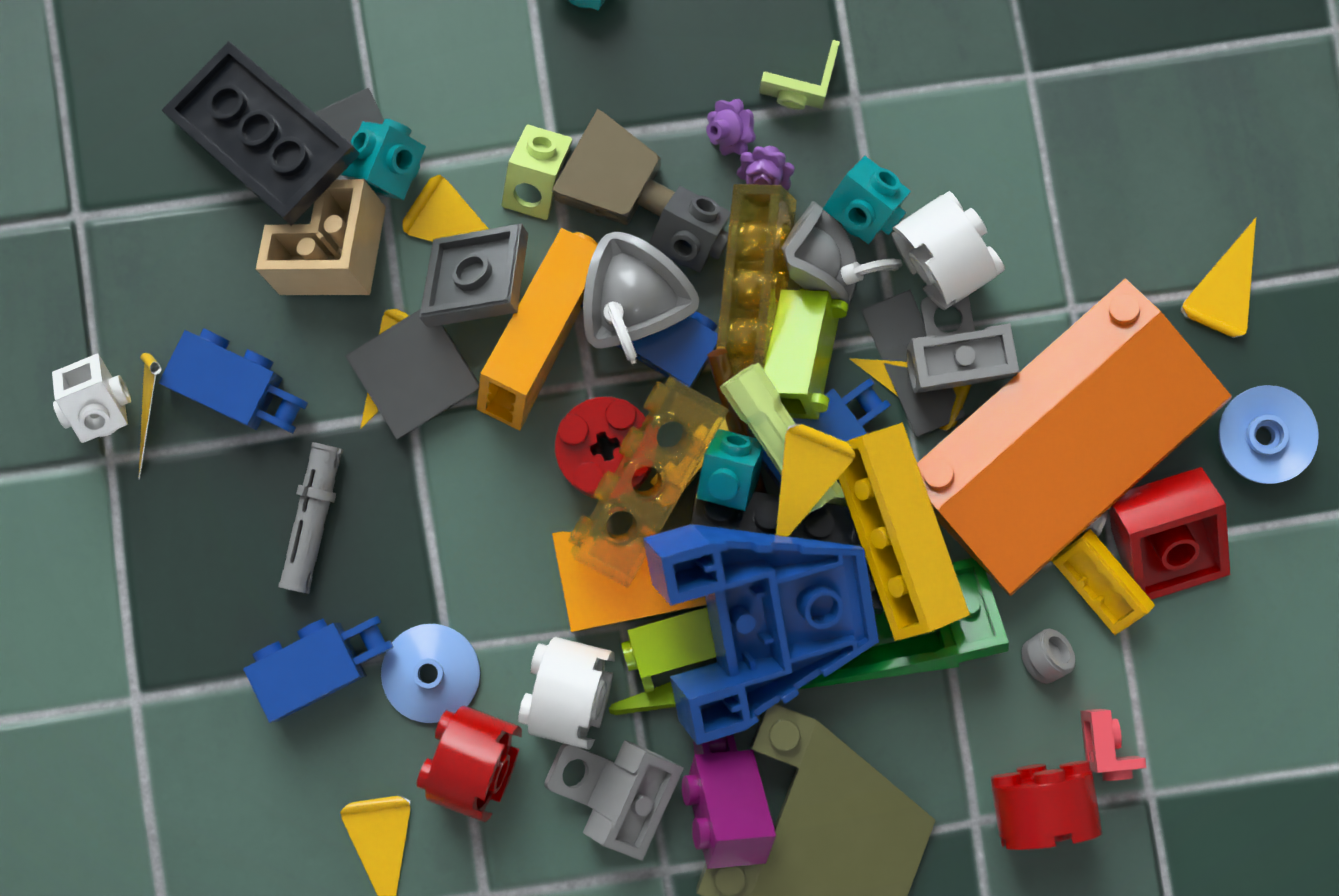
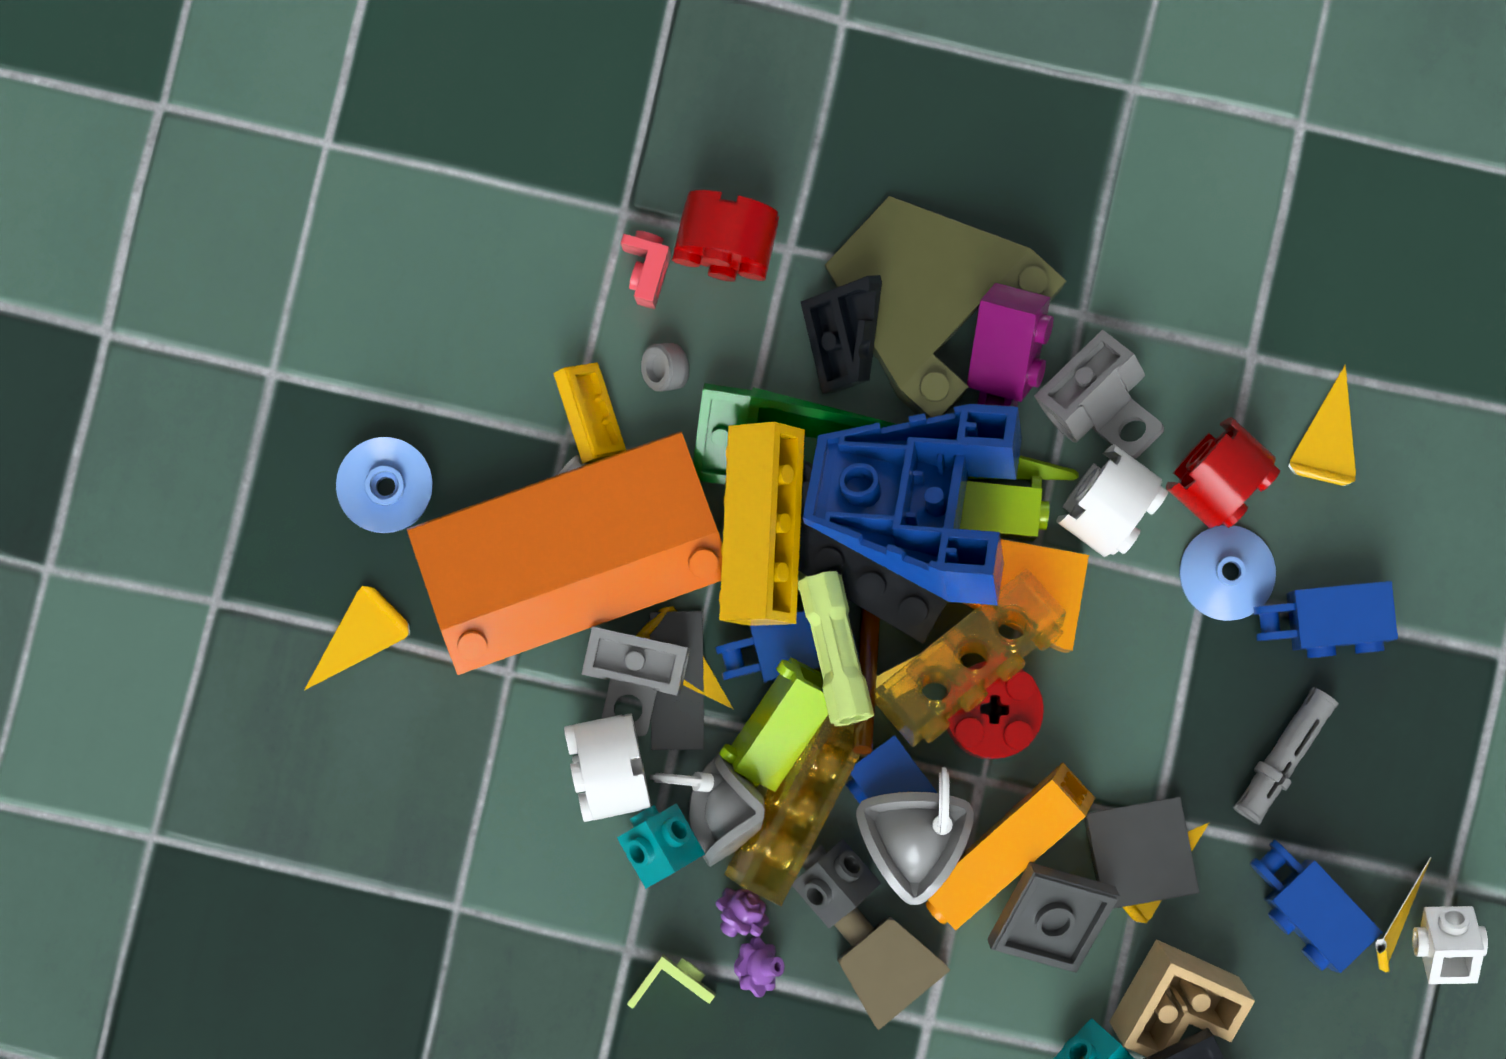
camera: 160 degrees left, 0 degrees up
(440, 213) = (1058, 994): yellow sticker -> none
(538, 163) = (953, 1003): yellowish green bracket -> none
(730, 470) = (891, 639): teal brick -> none
(809, 469) = (824, 607): yellow sticker -> none
(892, 757) = (843, 332): none -> black wing
(1172, 533) = (510, 430): red slope -> none

